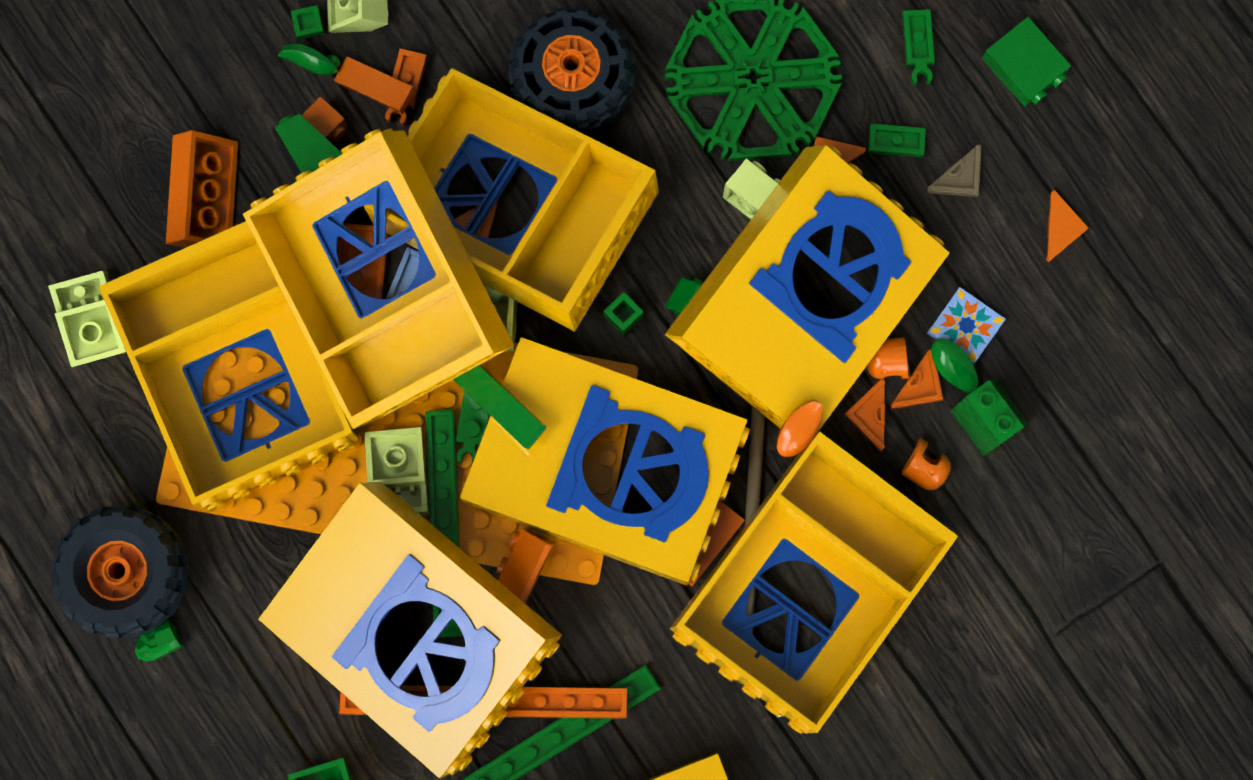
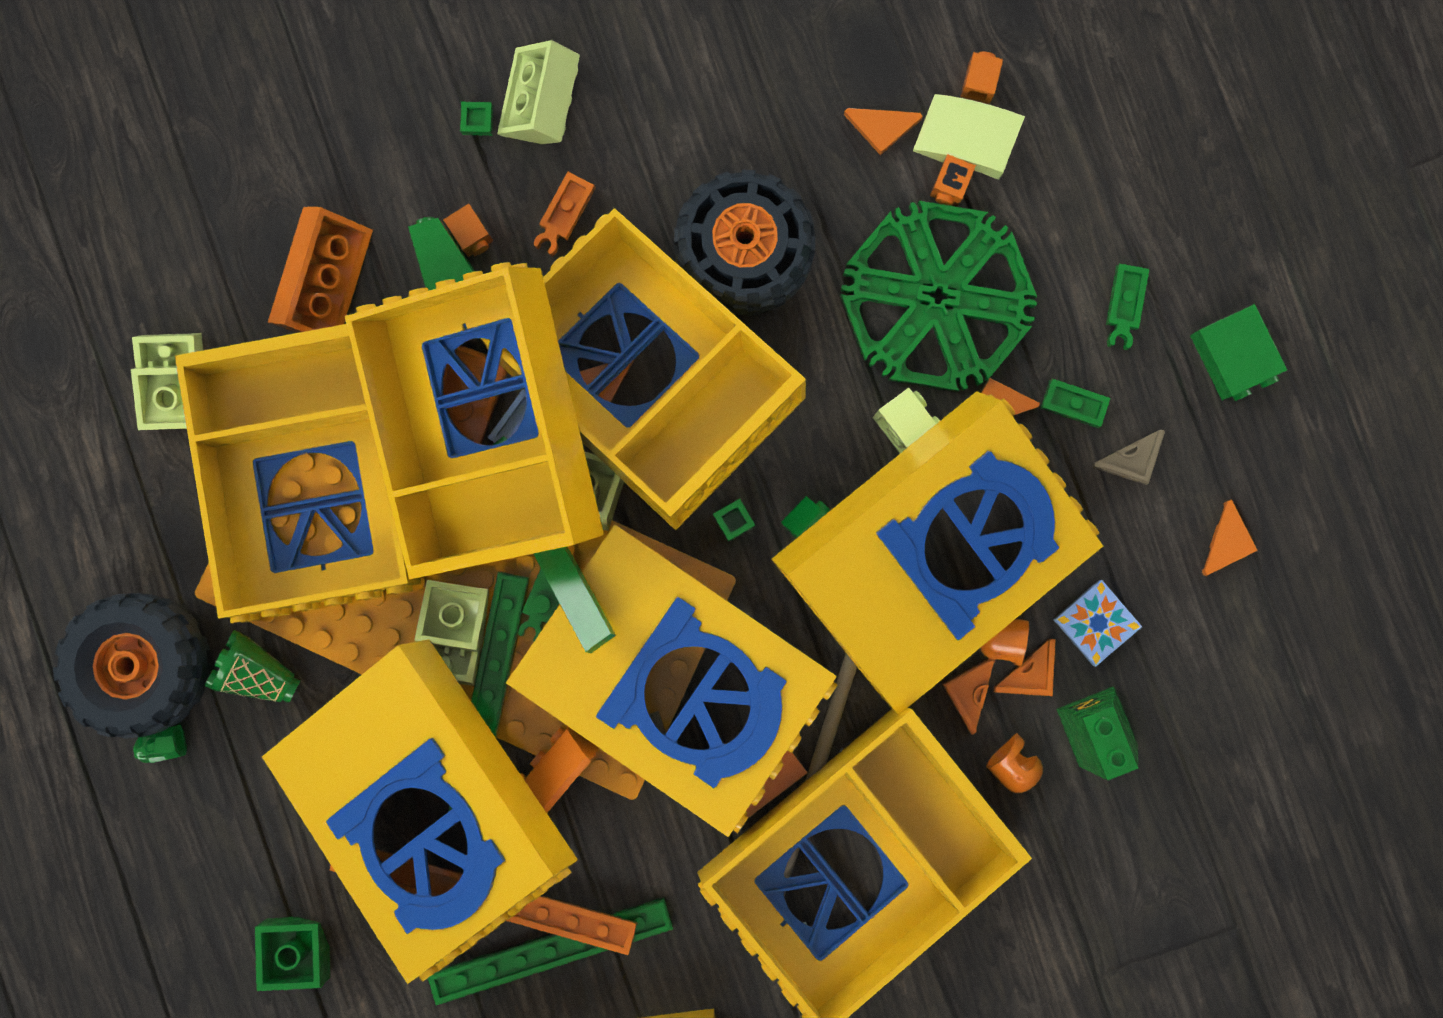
camera: 20 degrees right, 5 degrees up
(226, 554) = (251, 672): none -> green cone
(310, 59) = (469, 160): green arm -> none
(375, 85) = (531, 205): orange tile -> none
(799, 429) = (890, 700): orange arm -> none
(954, 365) = (1074, 663): green arm -> none

